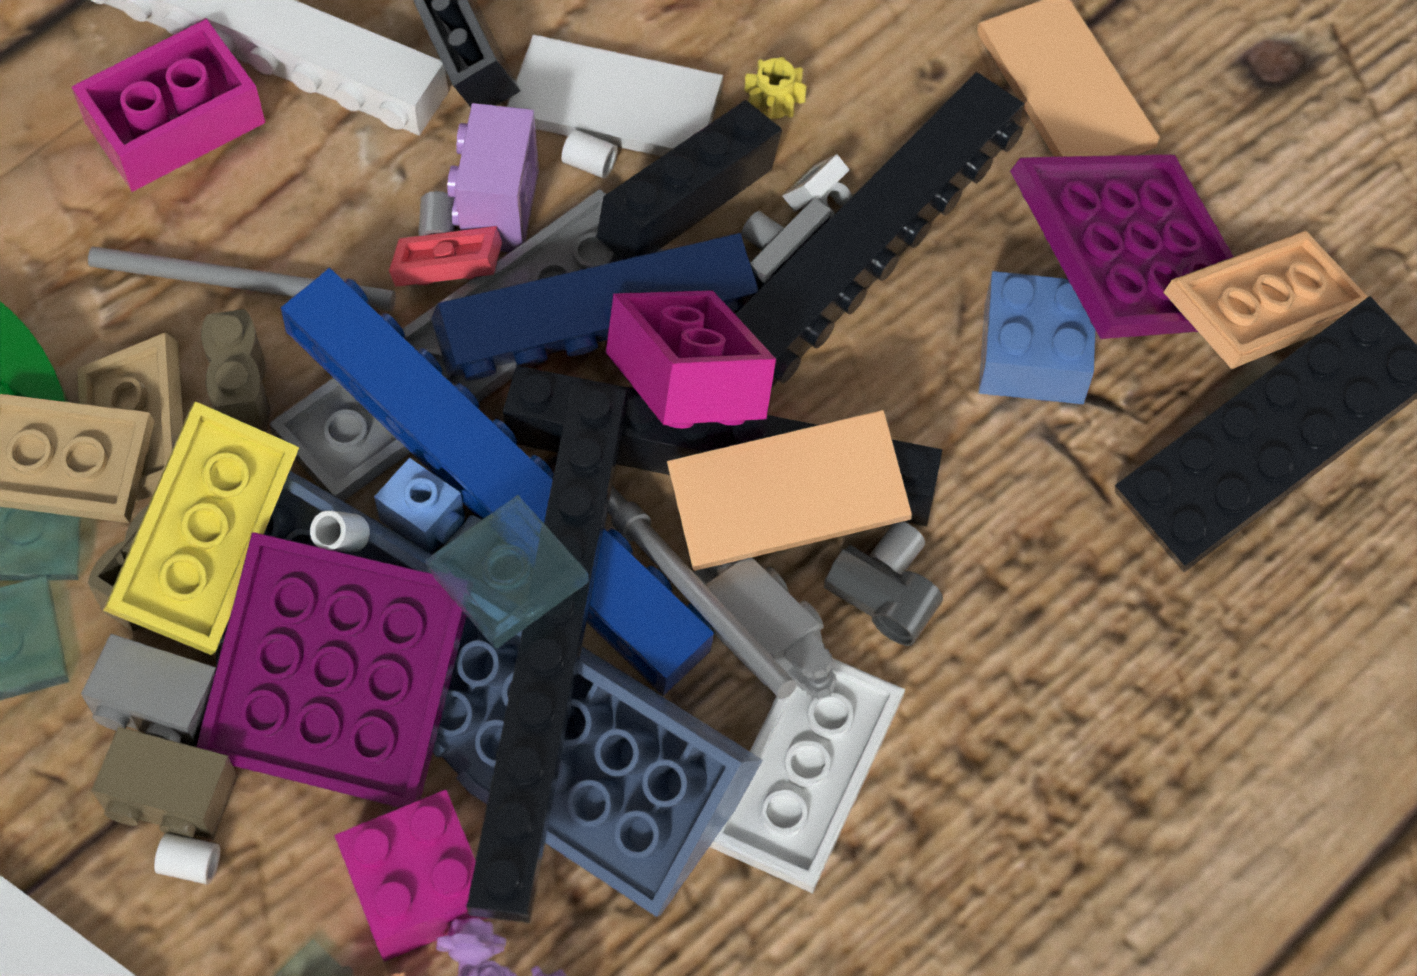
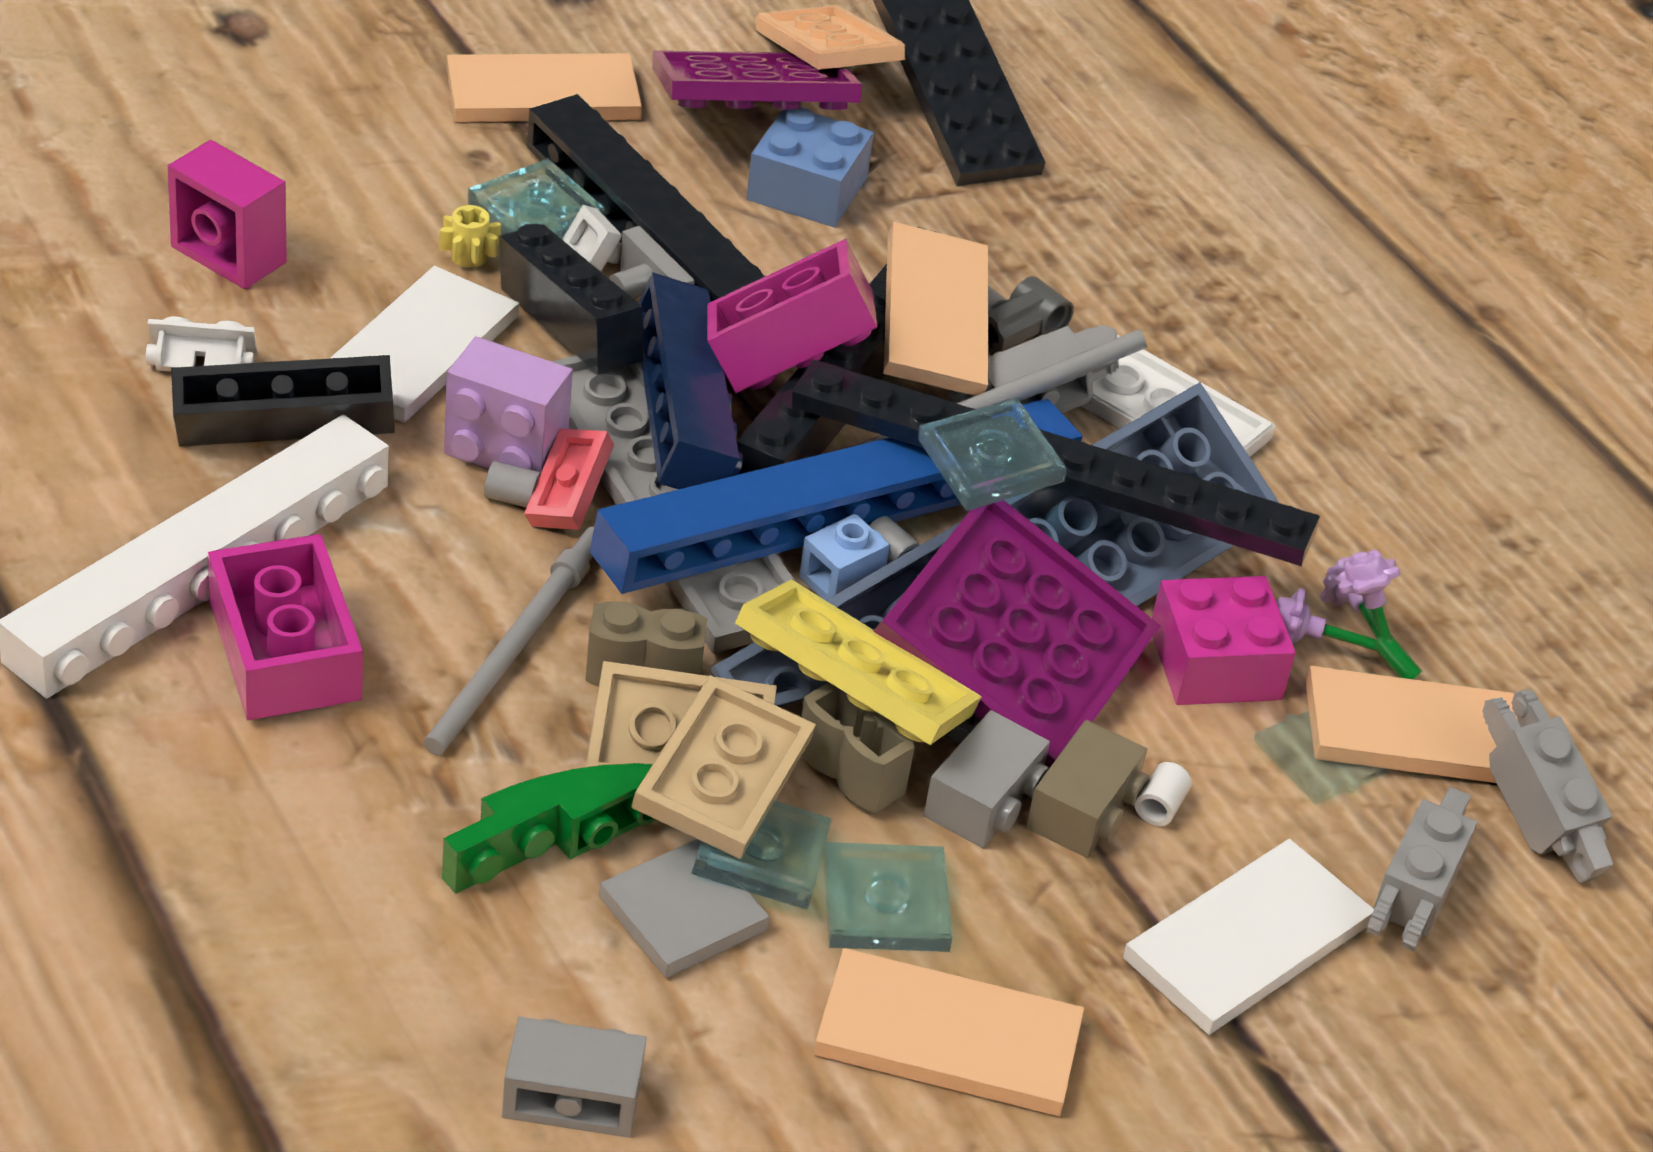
camera: 80 degrees left, 20 degrees down
(326, 531) = (891, 574): white hinge -> none
(856, 123) = (532, 196): none -> clear light blue plate

